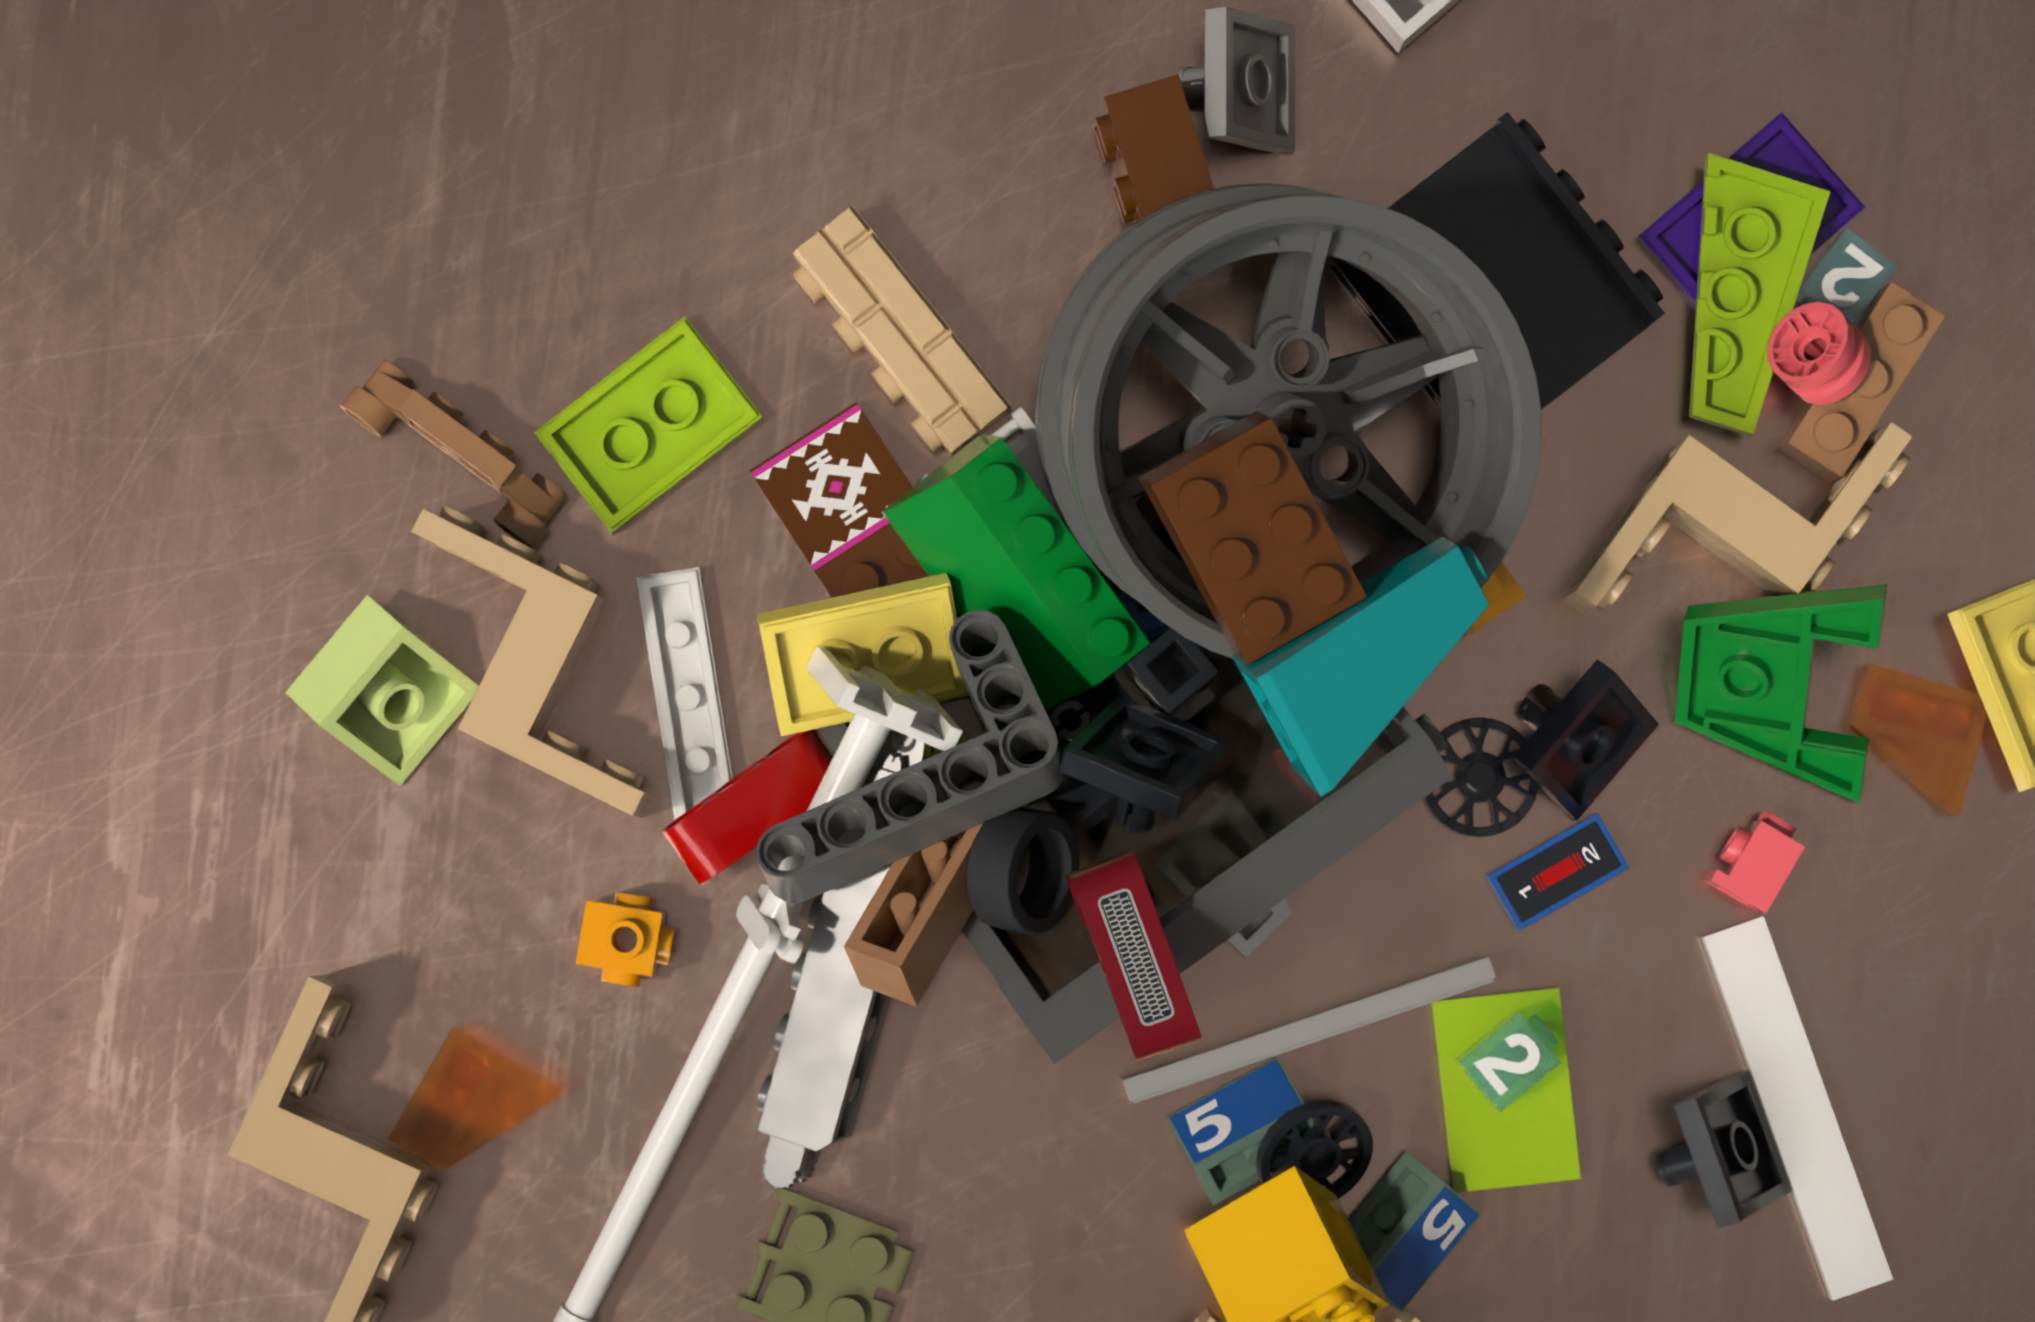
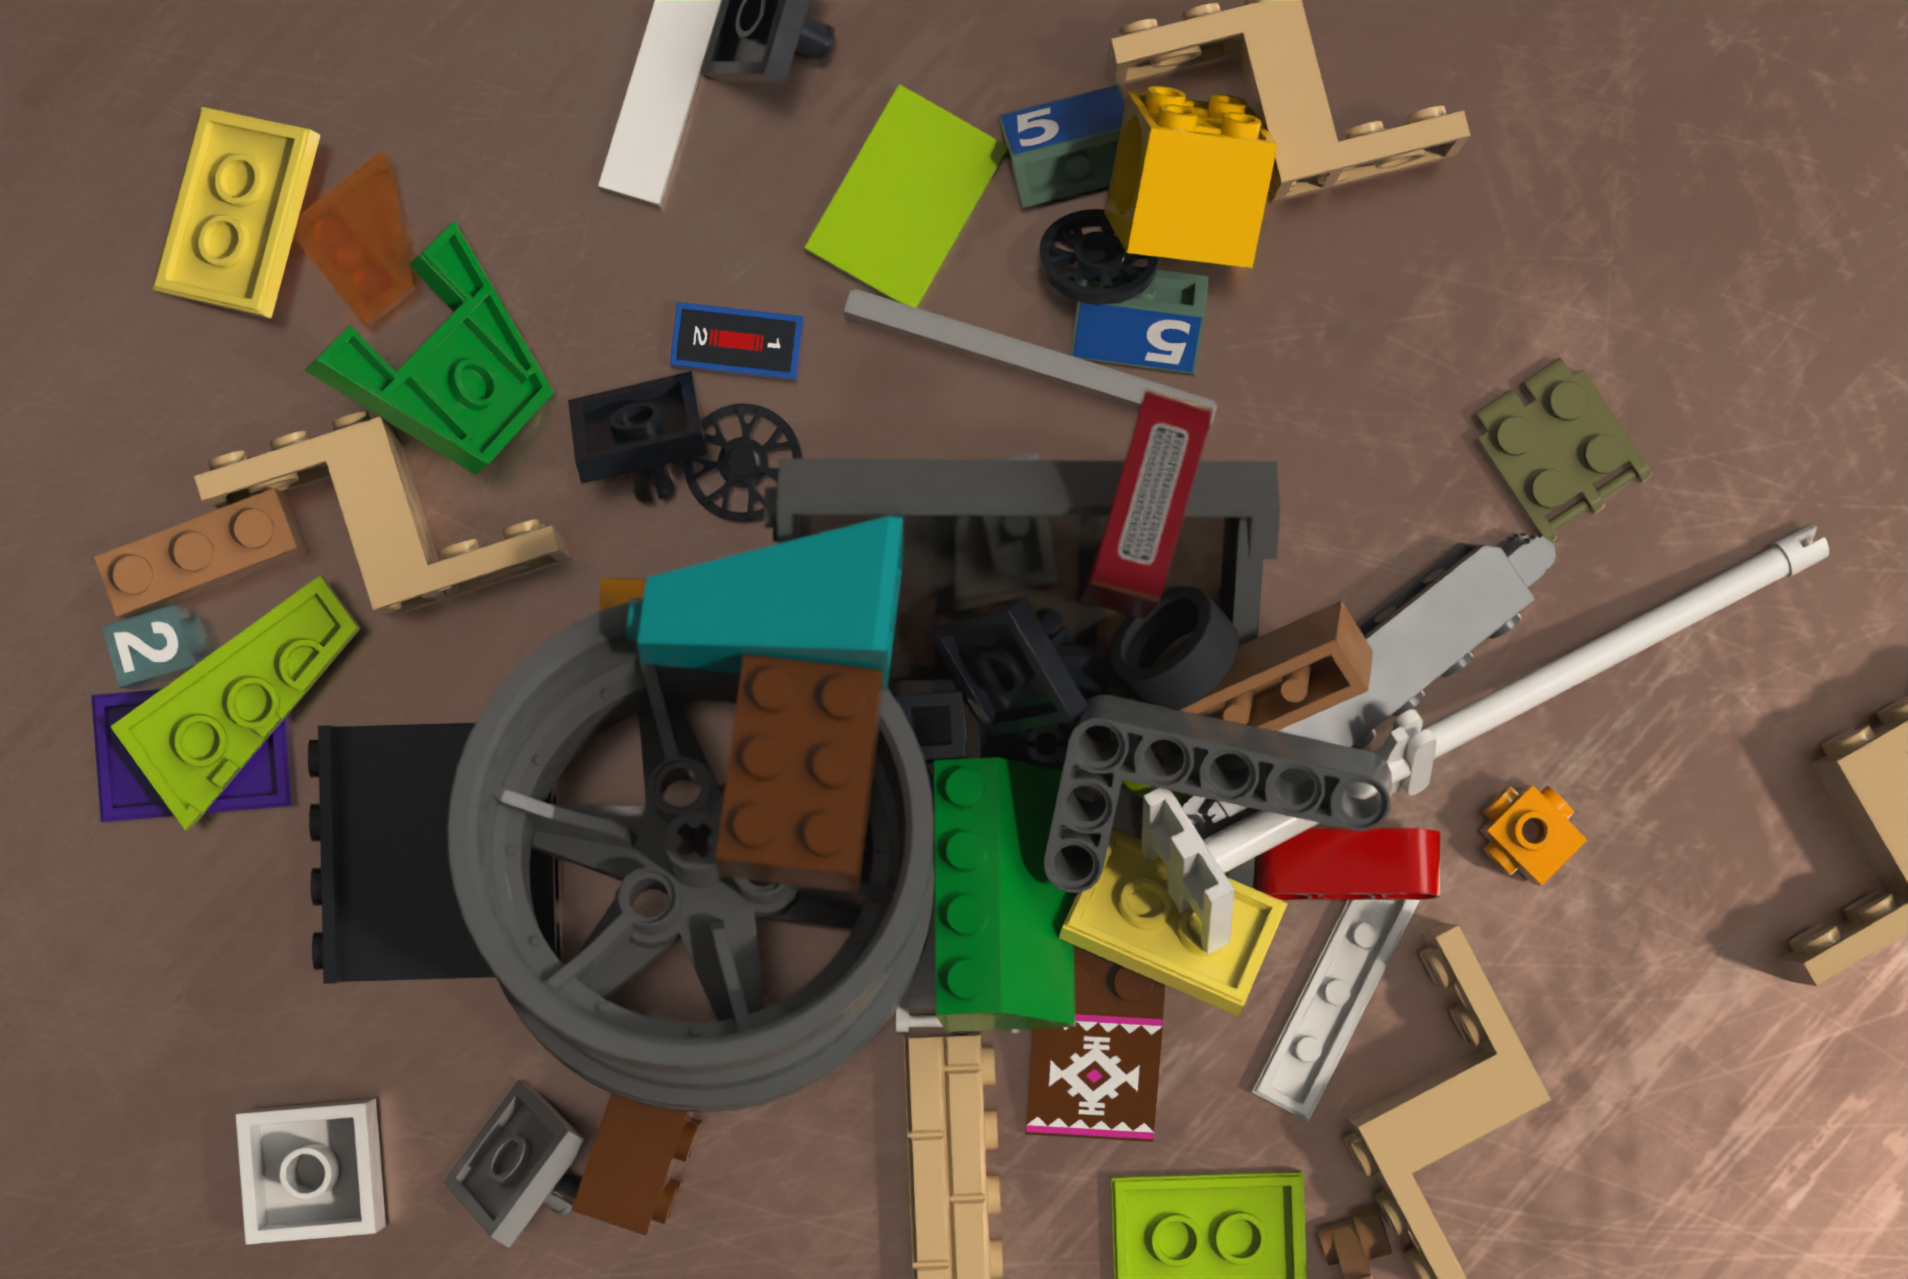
camera: 140 degrees left, 0 degrees up
(382, 690) = (1582, 1178): yellowish green slope -> none
(467, 1101) = (1750, 794): clear orange wing -> none
(1510, 1058) = (886, 217): clear light blue brick -> none
(1757, 862) = (571, 231): coral brick -> none
(1819, 353) = (237, 602): coral wheel -> none

